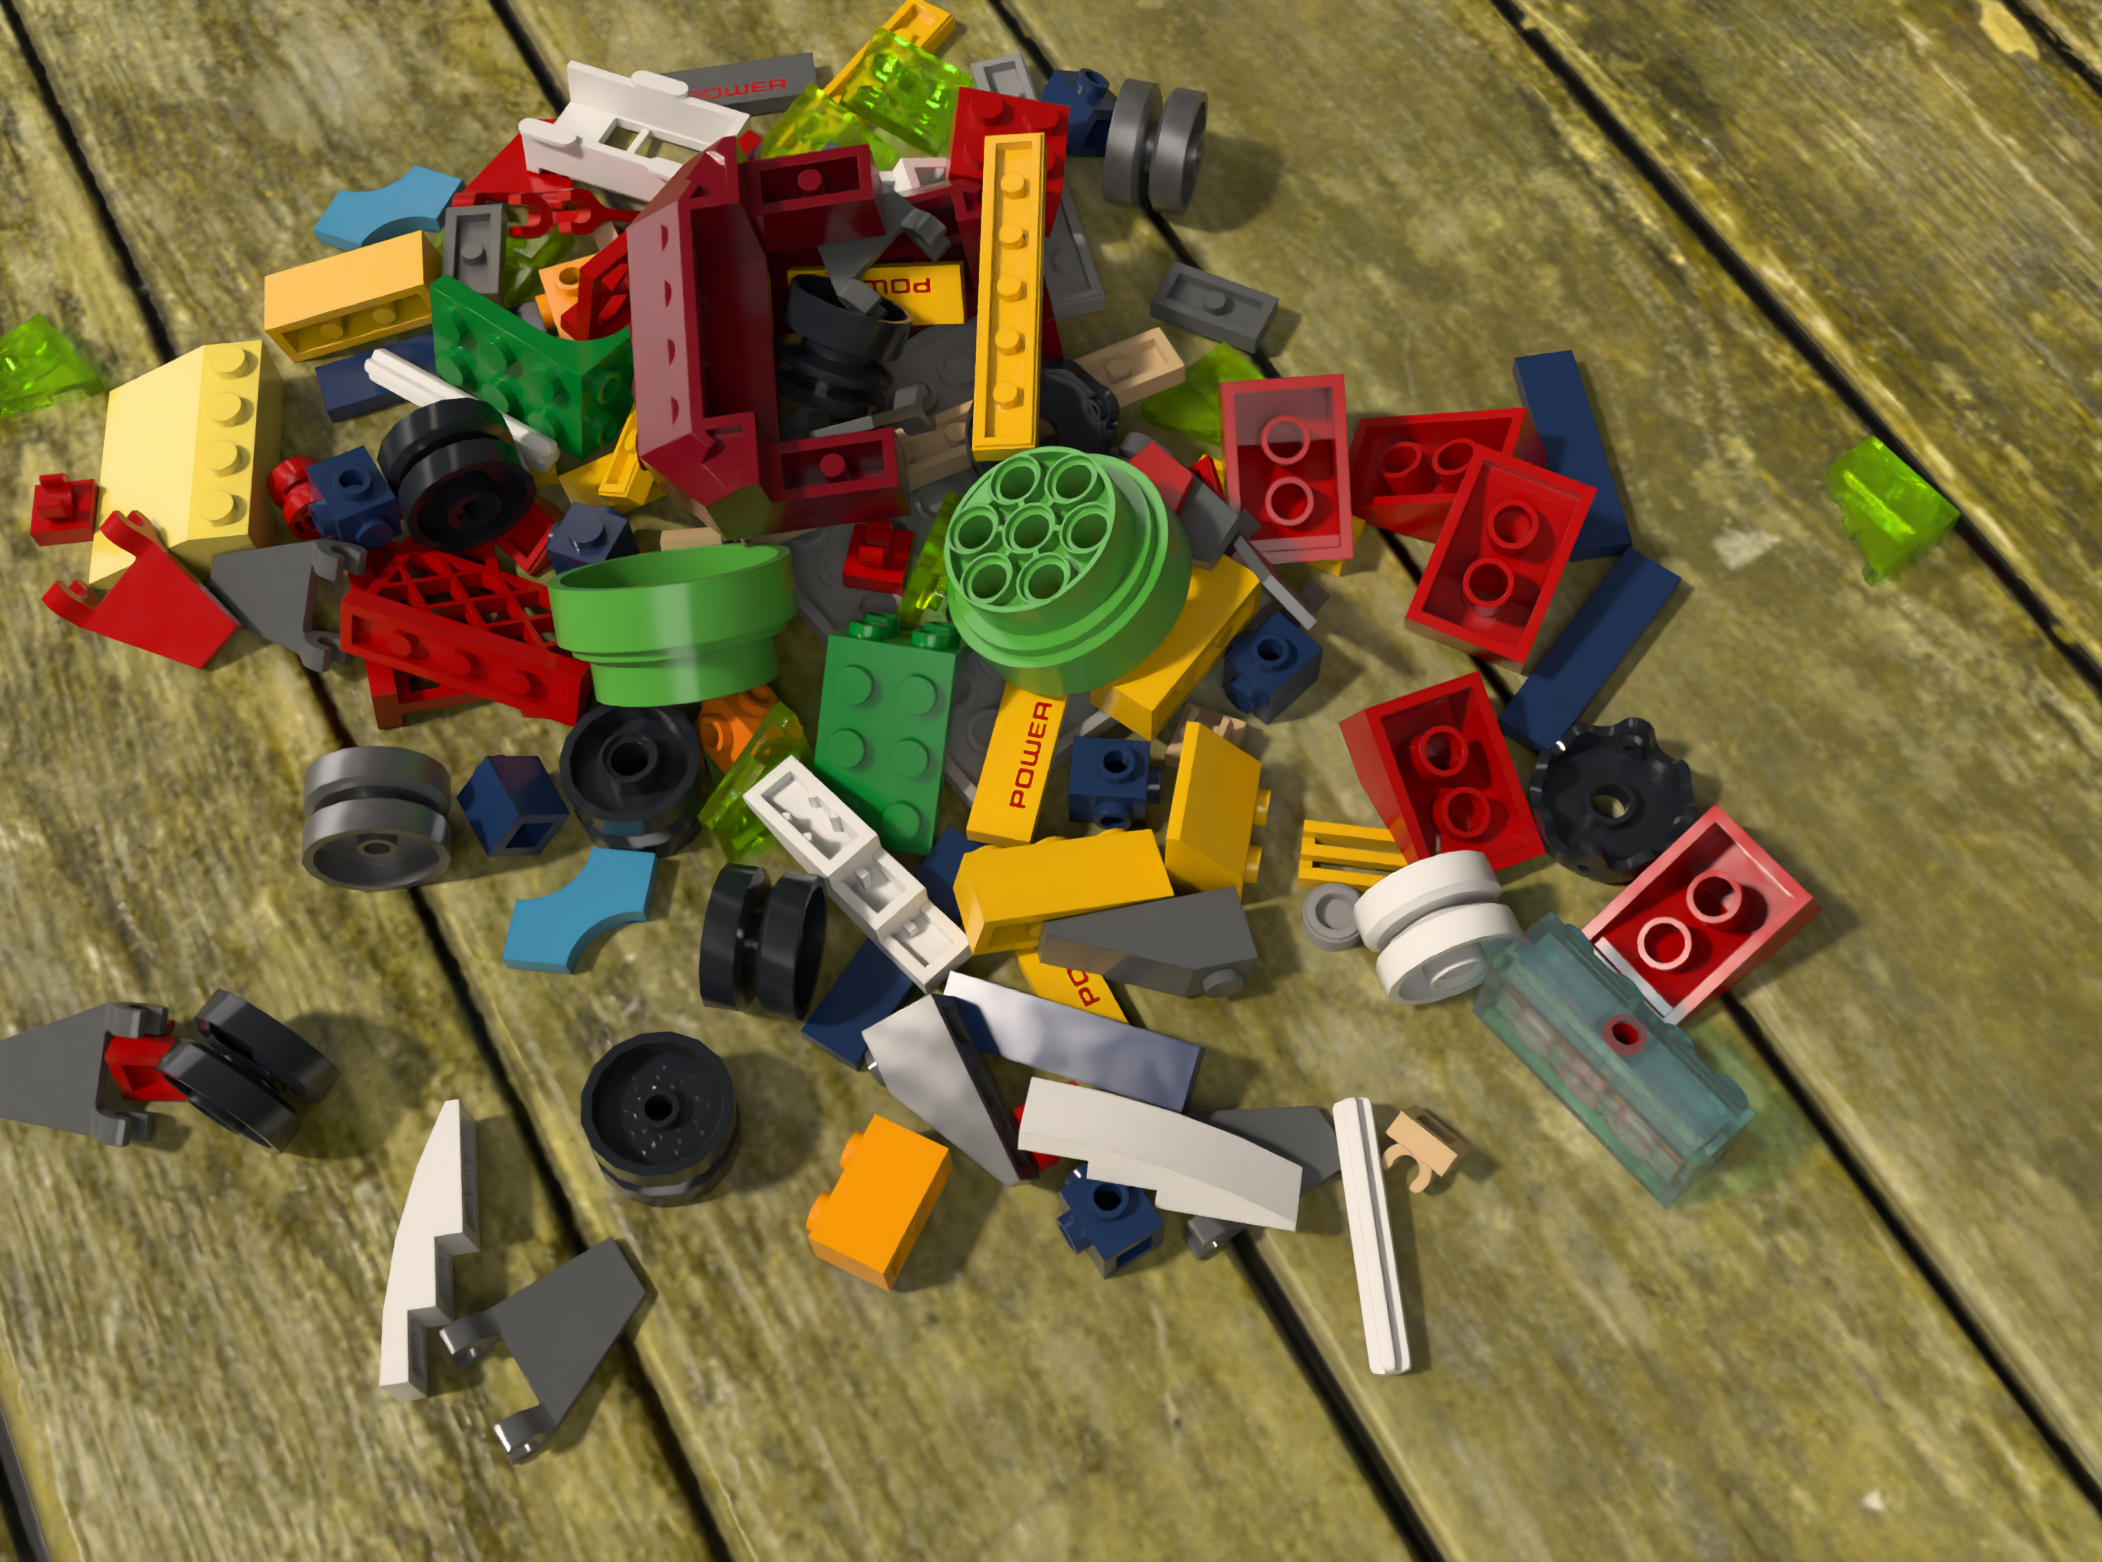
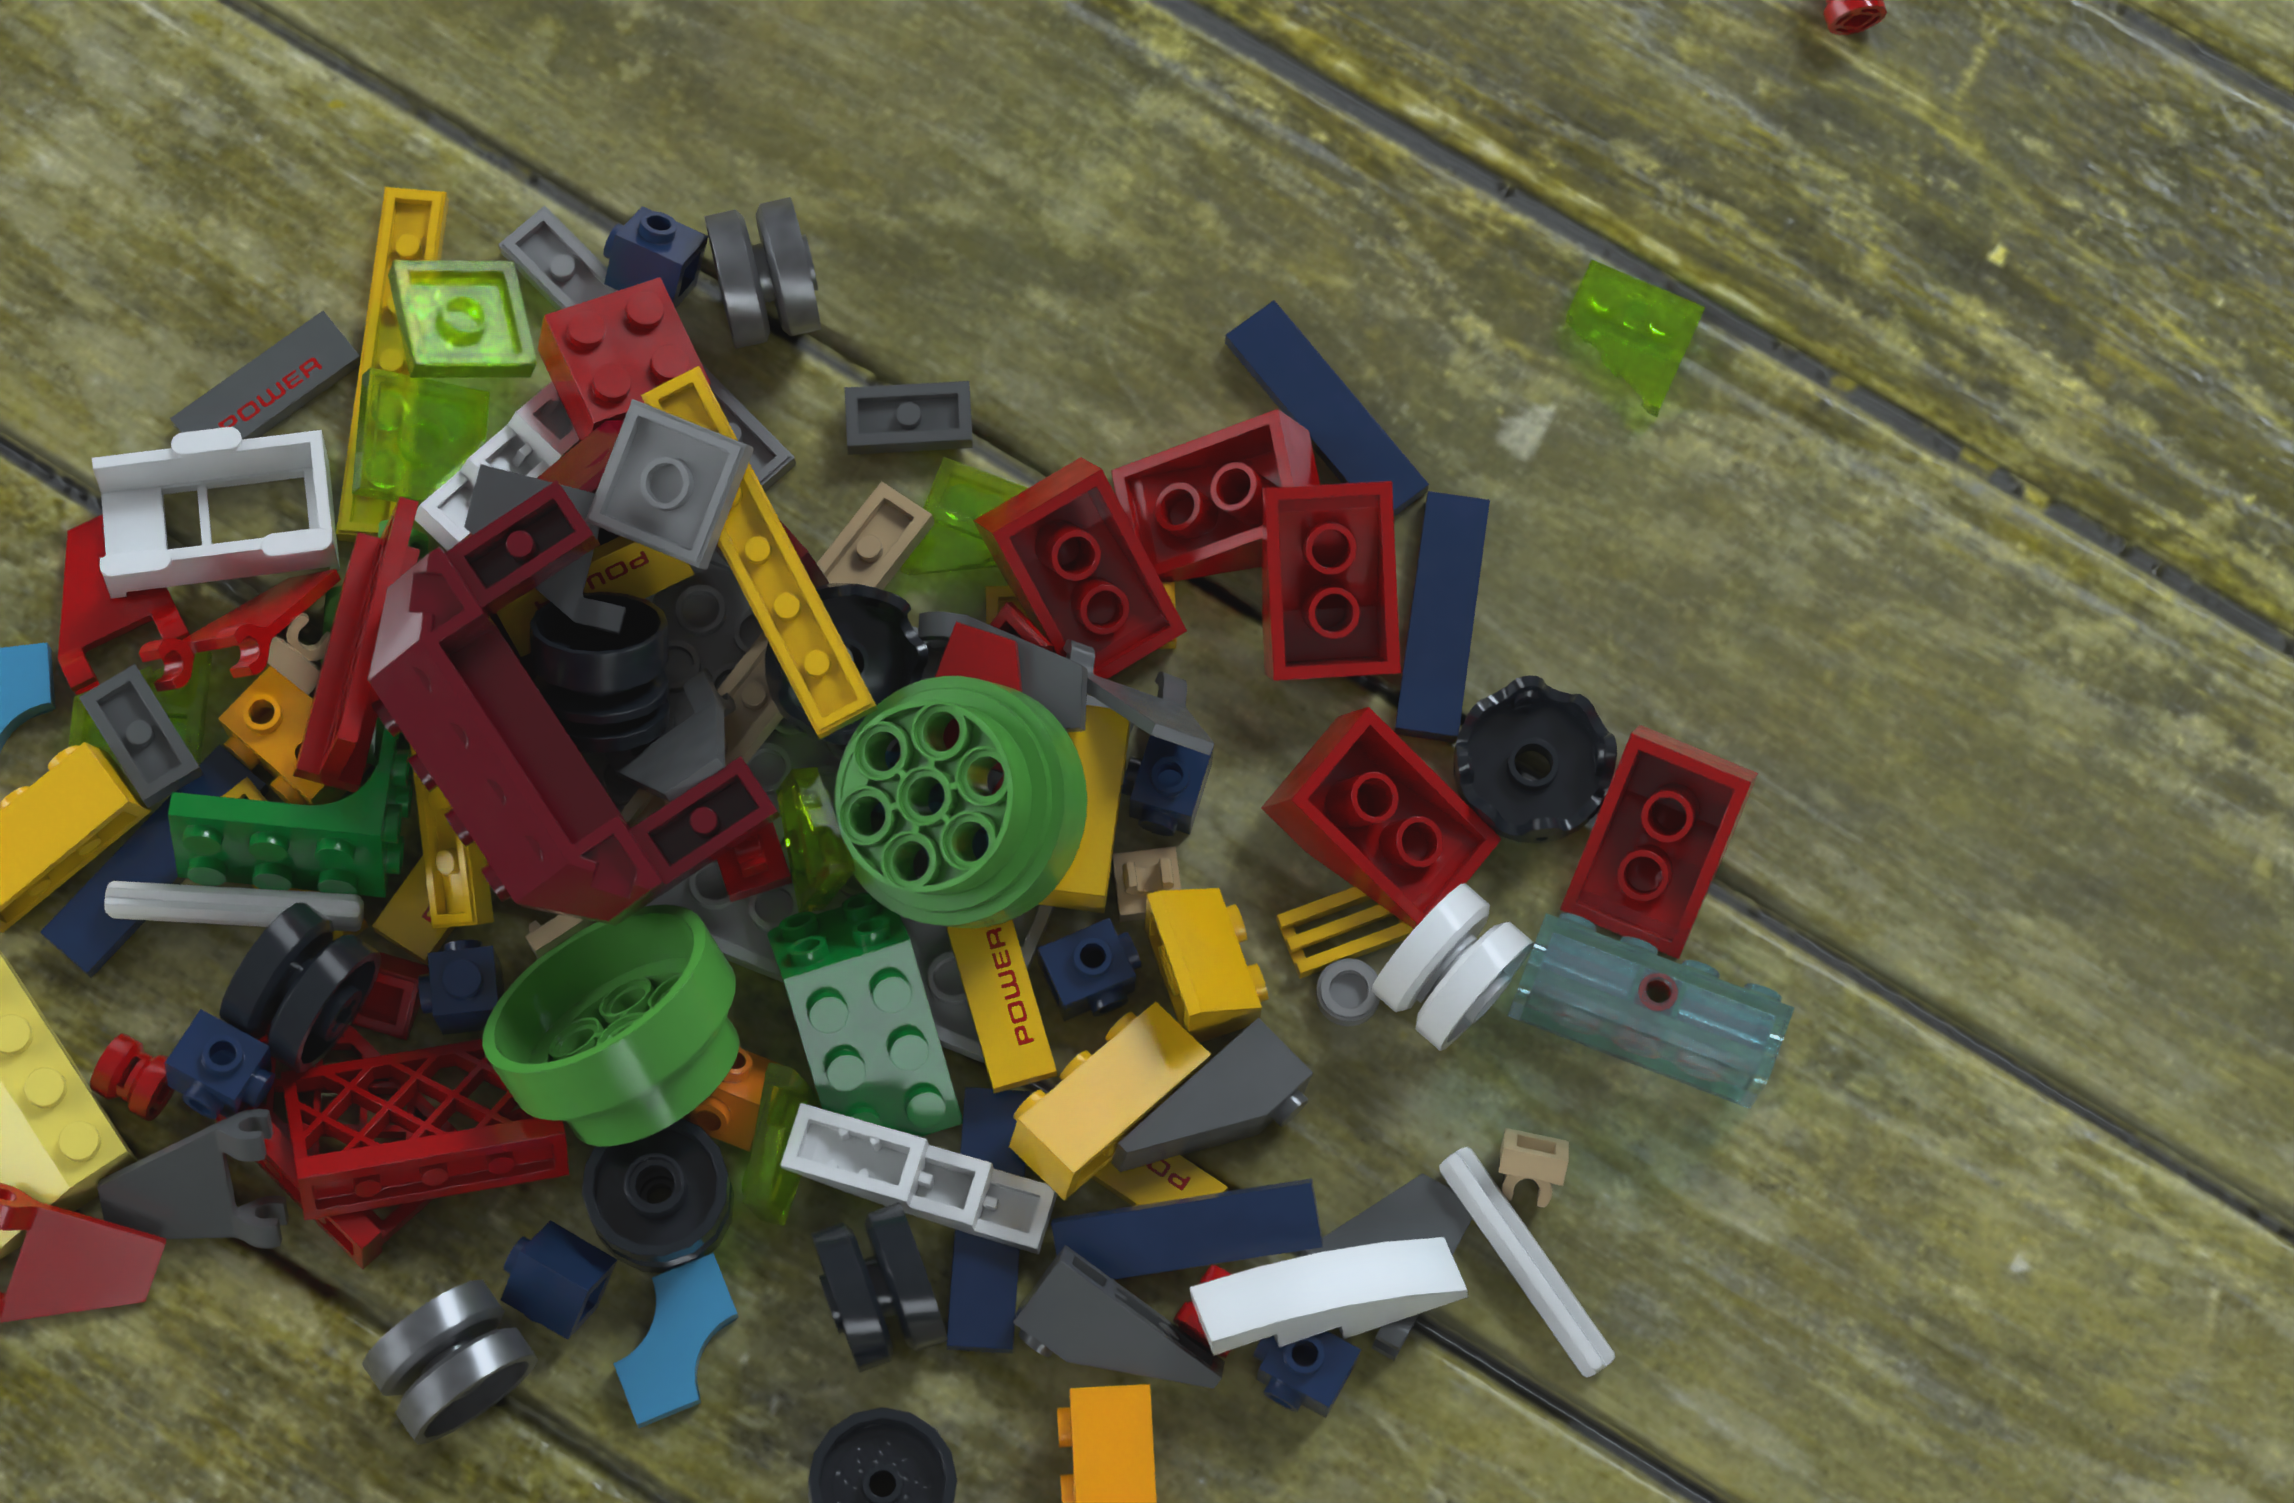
camera: 35 degrees left, 10 degrees up
(966, 206) = (669, 484): none -> light grey tile

